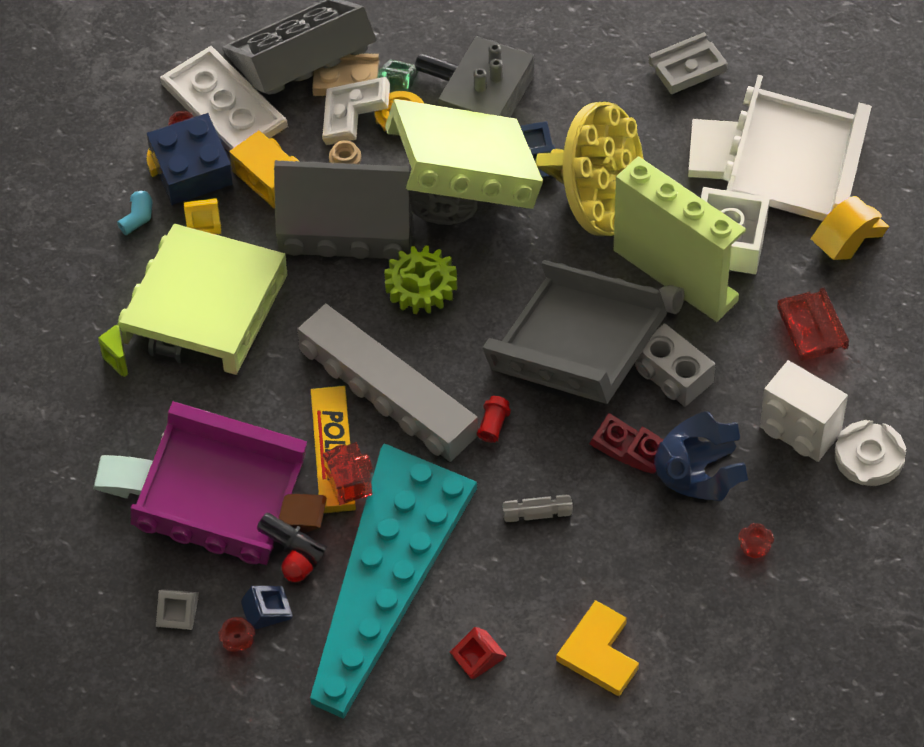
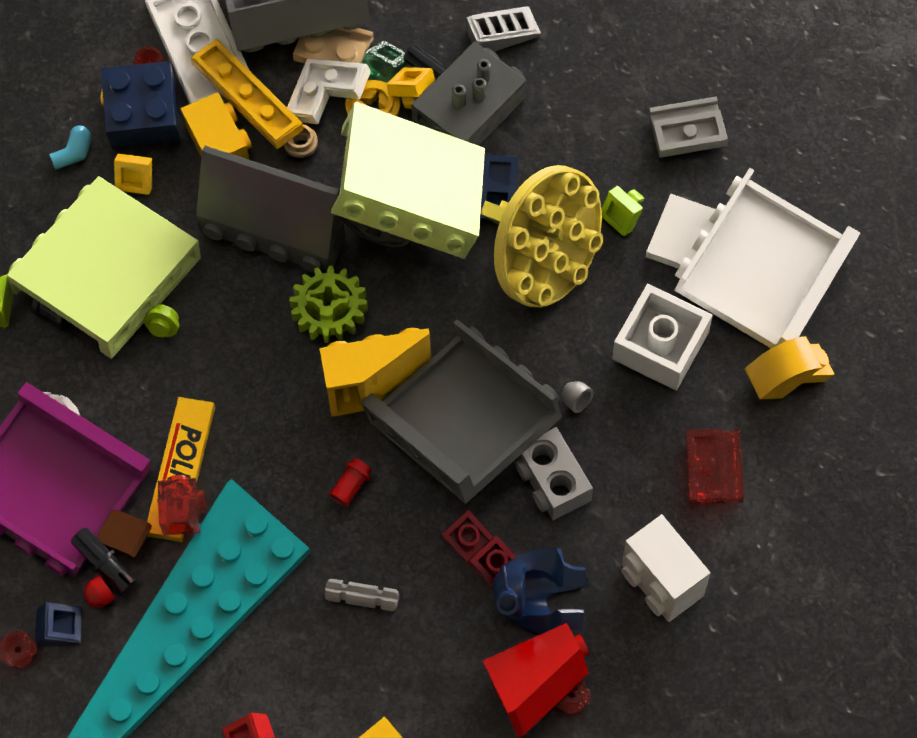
camera: 15 degrees right, 10 degrees up
(273, 331) = (162, 321): none -> lime plate
(284, 127) = (247, 93): none -> yellow tile
(388, 383) = (256, 411): light grey brick -> none
(430, 85) = (410, 84): none -> yellow tile
(472, 24) = (488, 21): none -> light grey slope
(478, 314) = (371, 366): none -> yellow slope
(656, 140) = (622, 209): none -> lime tile
(675, 237) = (595, 337): yellowish green panel -> none
(720, 526) = (537, 675): none -> red slope
(870, 453) = (724, 629): white tile -> none

